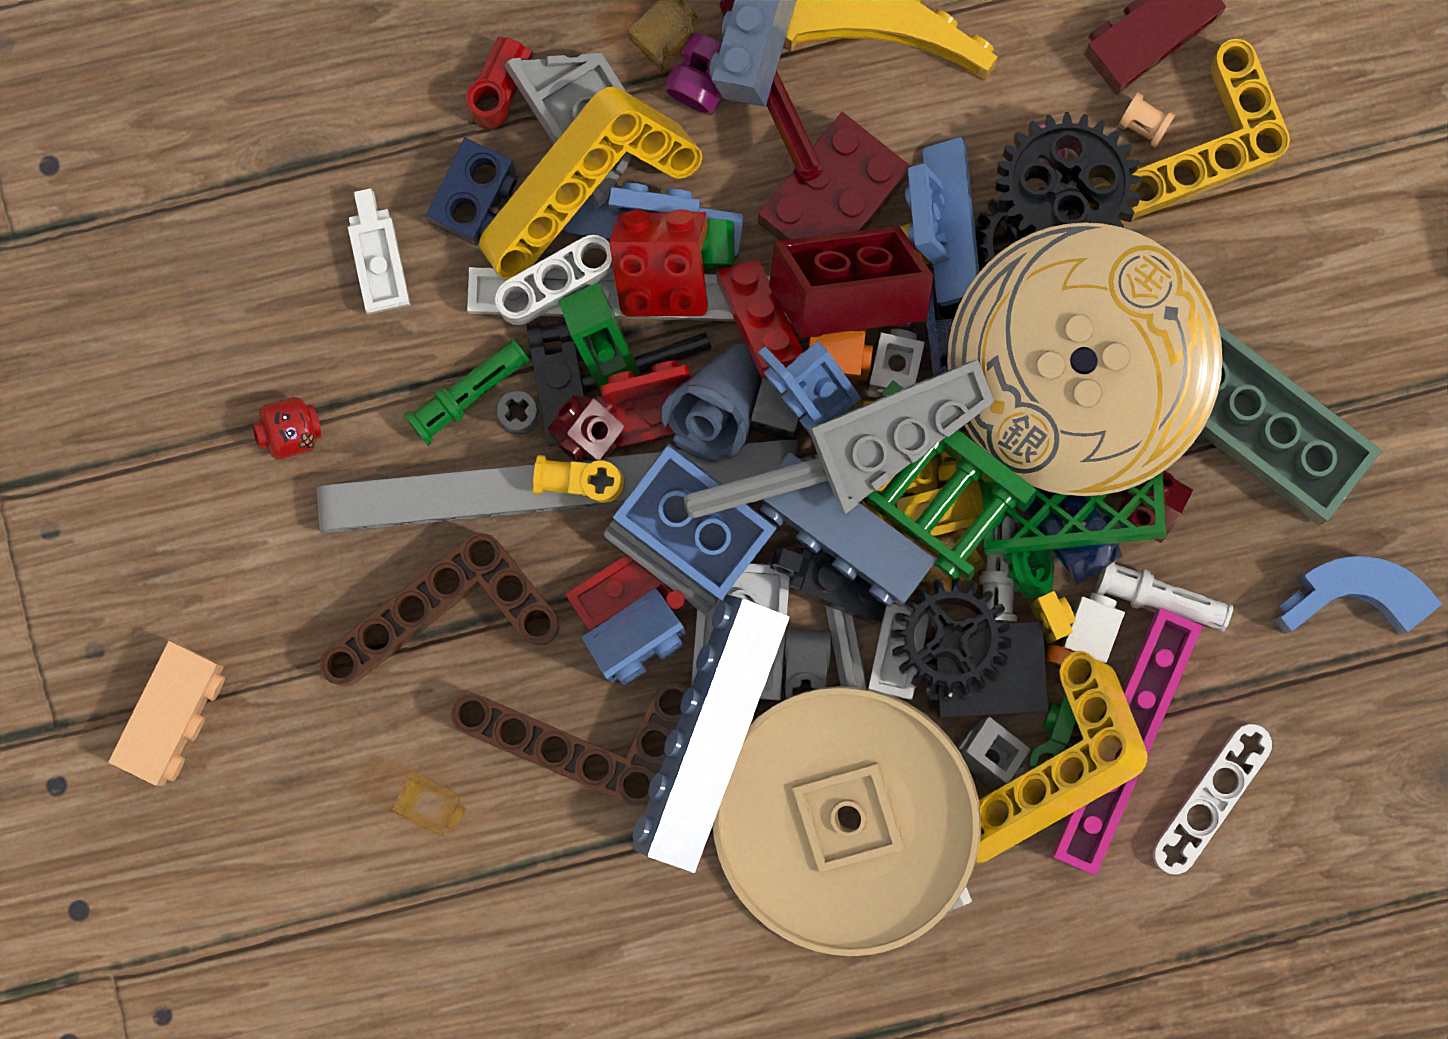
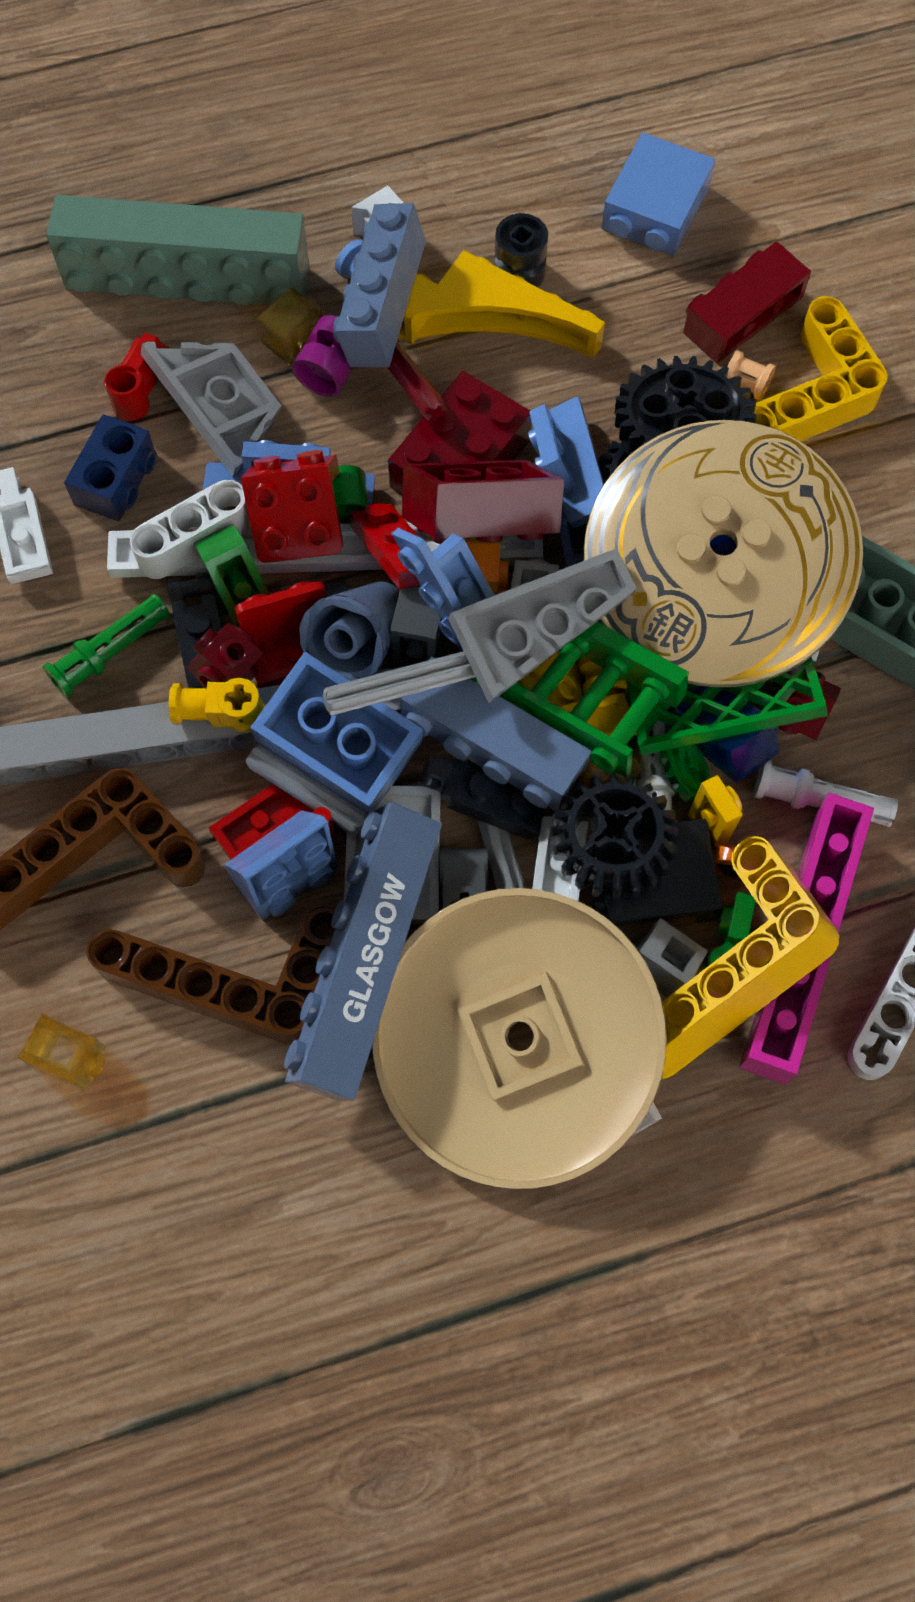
camera: 10 degrees left, 15 degrees down
(520, 399) = (159, 646): dark grey bush -> none
(574, 169) = (218, 427): yellow beam -> none
(1094, 626) = (761, 817): white brick -> none

